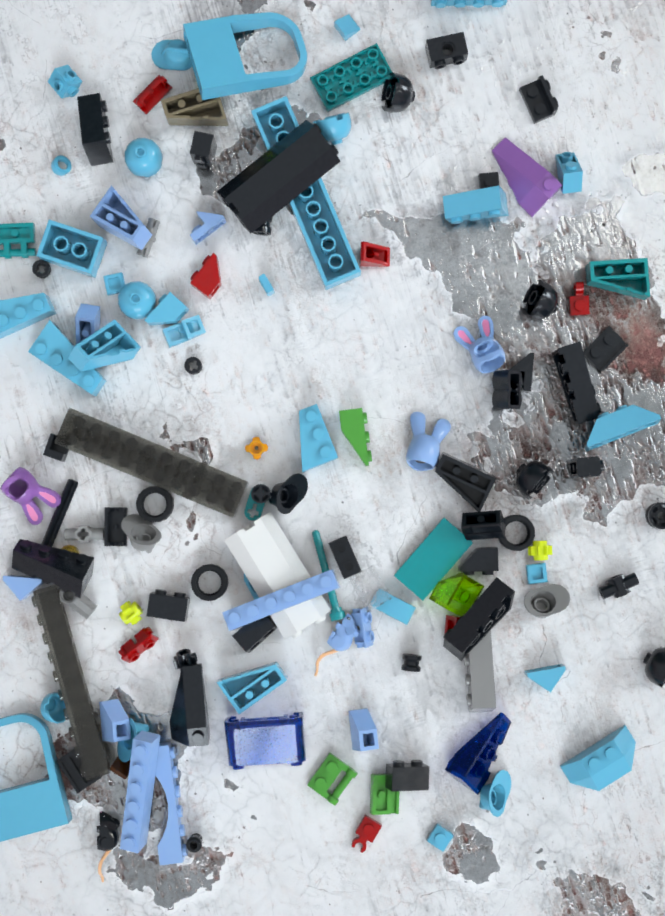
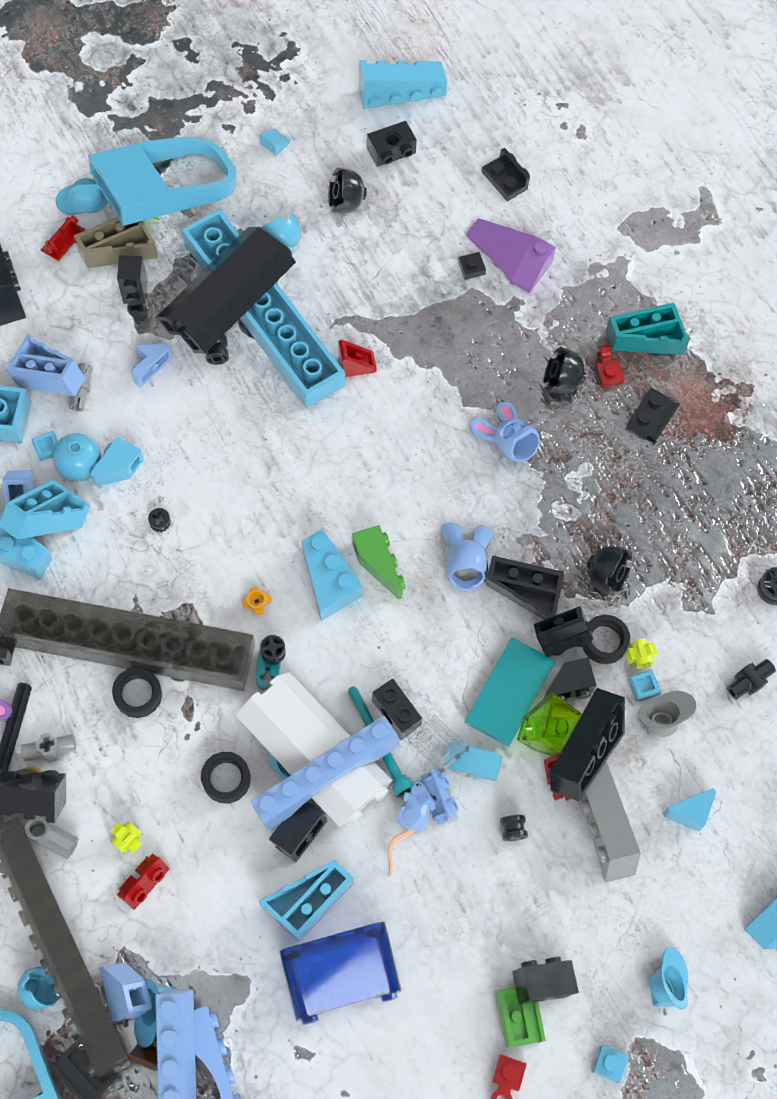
camera: 20 degrees left, 20 degrees down
(112, 526) = (89, 730): black hinge -> none
(141, 532) = (125, 732): light grey piece -> none
(143, 157) = (61, 304): medium azure cylinder -> none
(168, 606) = (175, 818): black brick -> none
(184, 331) = (142, 483): medium azure slope -> none
(184, 657) = (210, 886): black gear -> none
(189, 713) = (228, 956): black wedge -> none
(208, 278) = (160, 419): red slope -> none
(266, 285) = (233, 412): medium azure tile -> none
(289, 493) = (308, 644): black piece -> none
(326, 776) = (434, 1009): bright green plate -> none
(351, 77) = (290, 188): teal tile -> none
(362, 730) = (471, 932): light blue slope -> none
(473, 760) = (629, 939): clear blue wedge -> none
(475, 205) = (462, 286): medium azure wedge -> none
(507, 389) = (550, 474): black brick -> none
(526, 369) = (565, 449): black slope -> none
(569, 172) = (562, 237): medium azure slope -> none
(576, 383) = (630, 451): black wedge -> none
(586, 467) = (669, 542): black brick -> none
(620, 424) = (698, 484): medium azure wedge -> none

